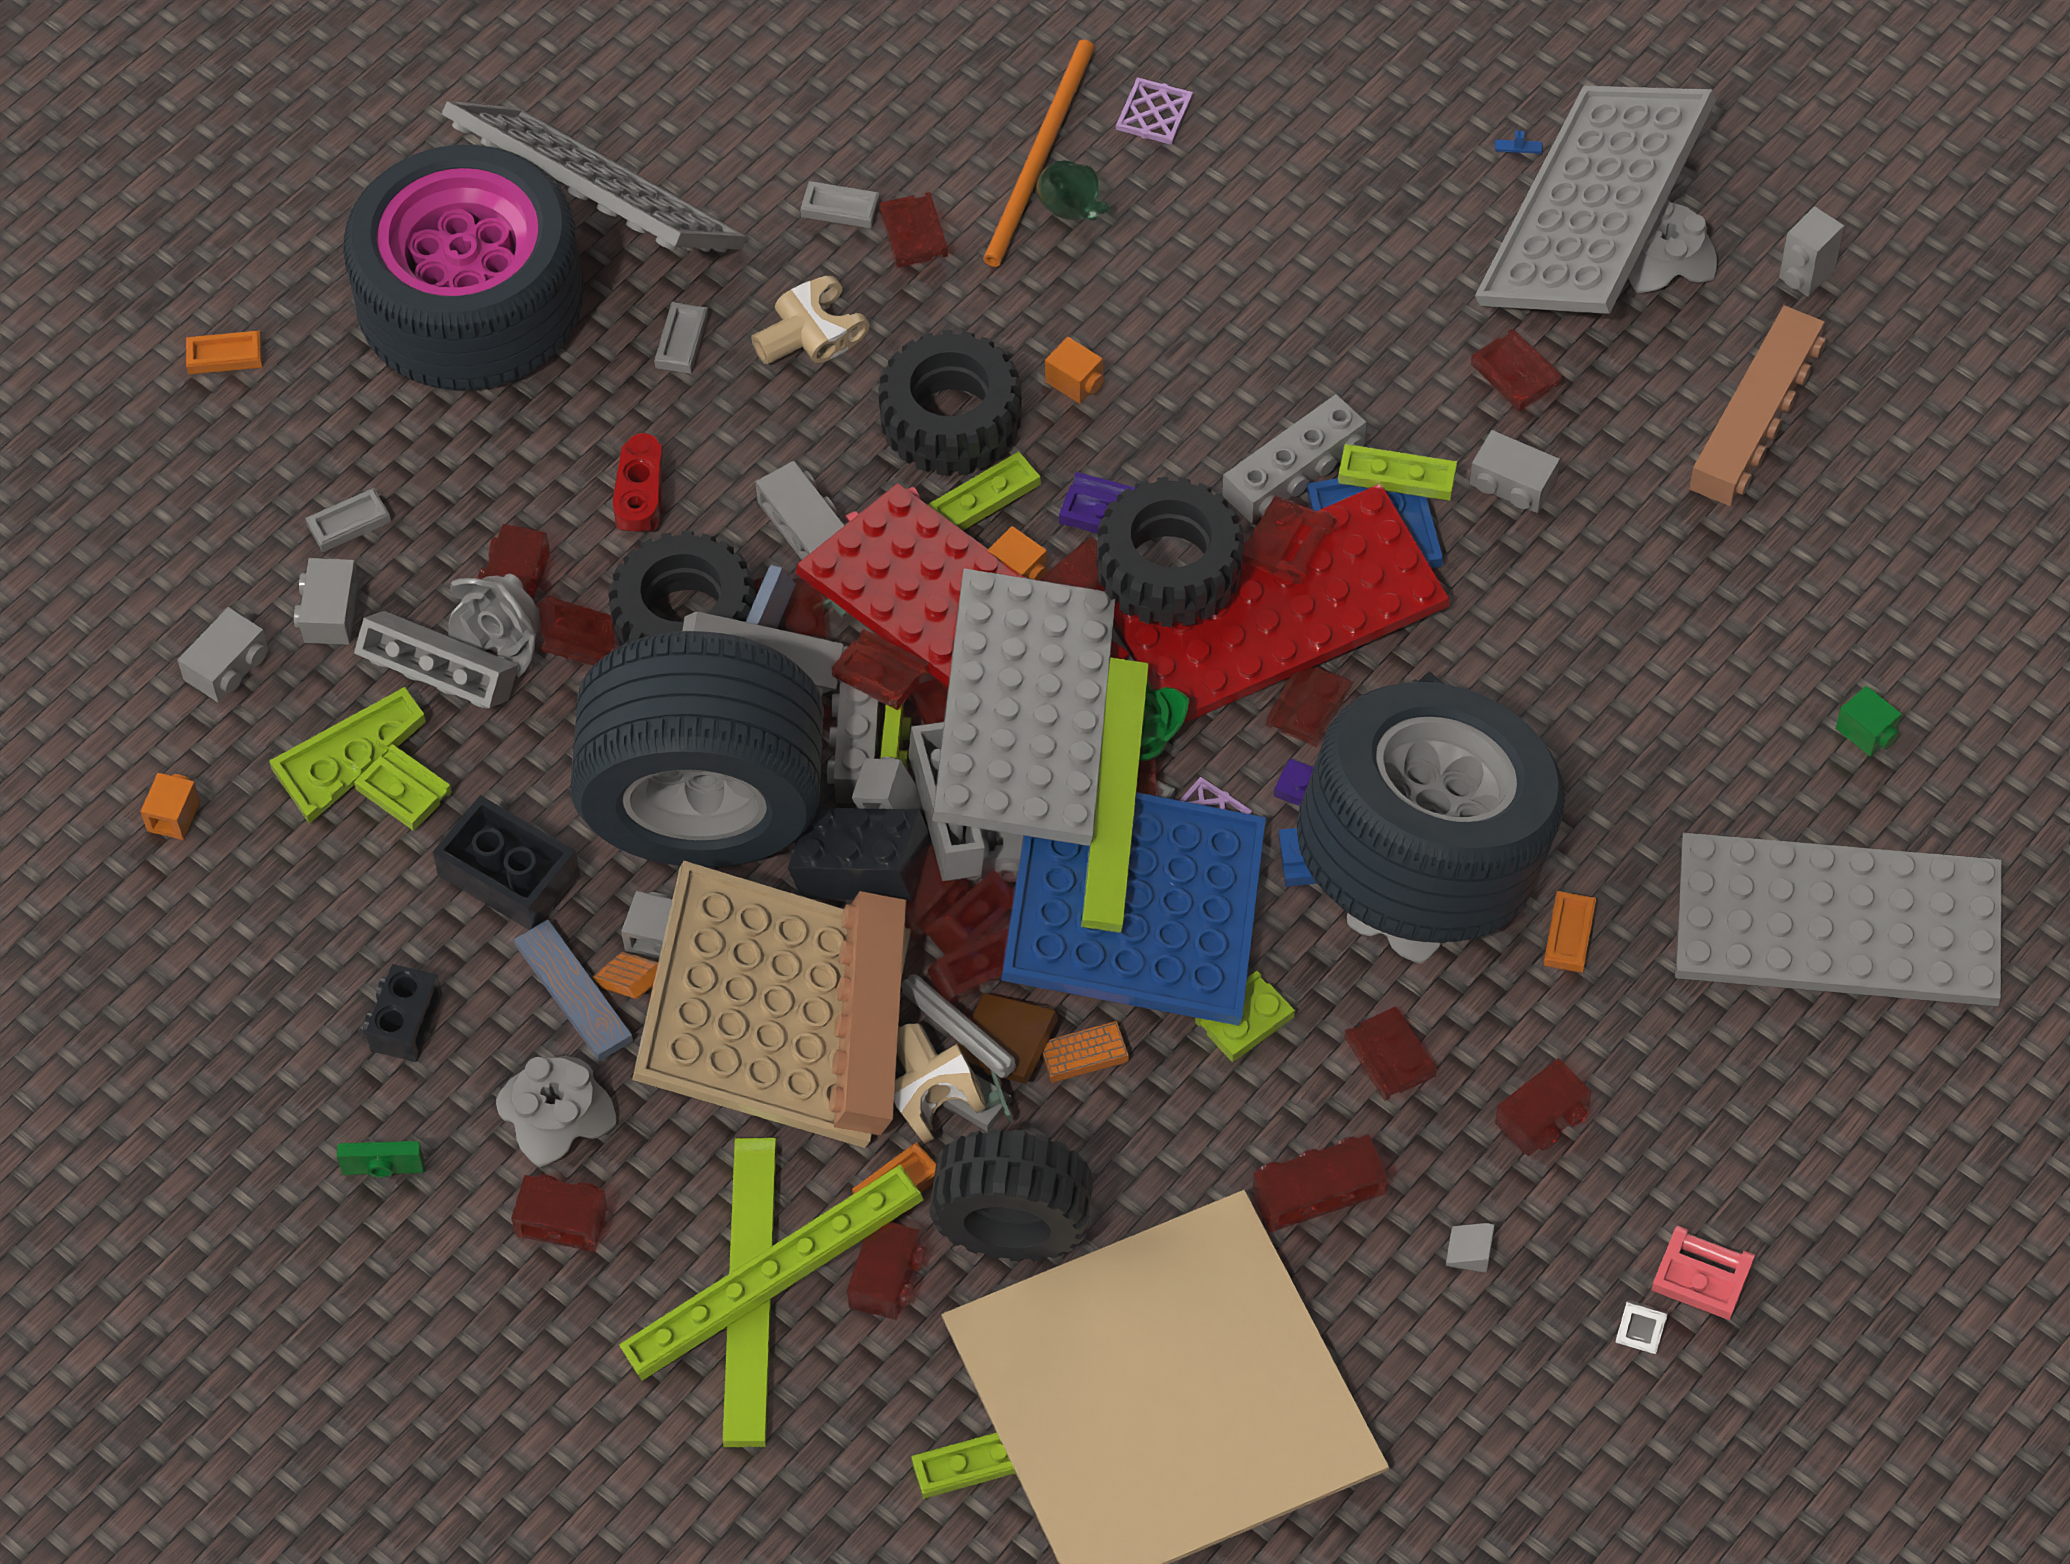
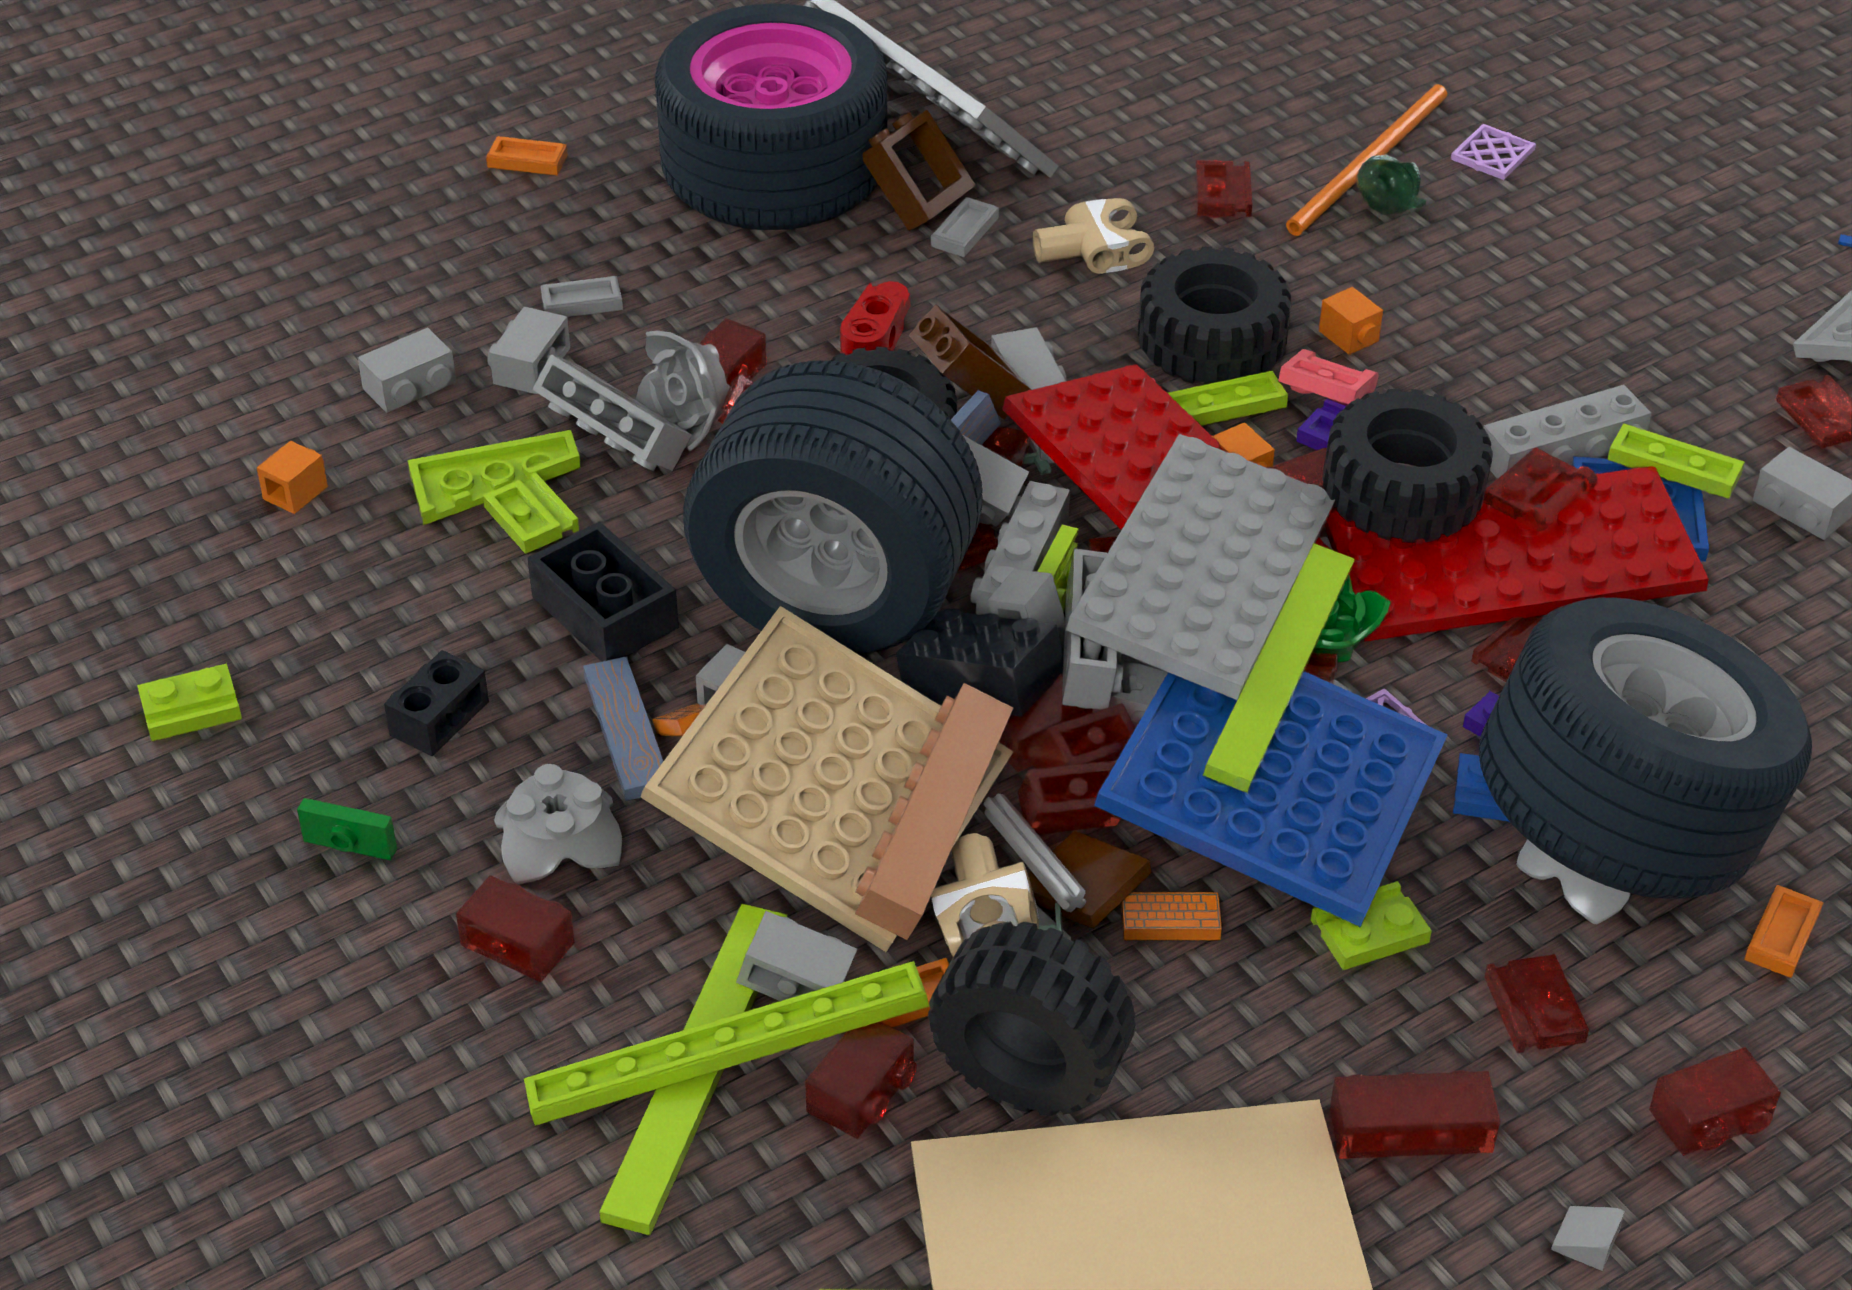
camera: 15 degrees right, 15 degrees down
(183, 1066) = (189, 702): none -> lime plate
(658, 298) = (897, 182): none -> reddish brown window
(747, 531) = (966, 358): none -> reddish brown window
(800, 1184) = (793, 959): none -> light grey brick
(840, 204) = (1157, 160): light grey tile -> none
(880, 669) = (1059, 499): clear red plate -> none
(1070, 446) = (1337, 382): none -> coral plate

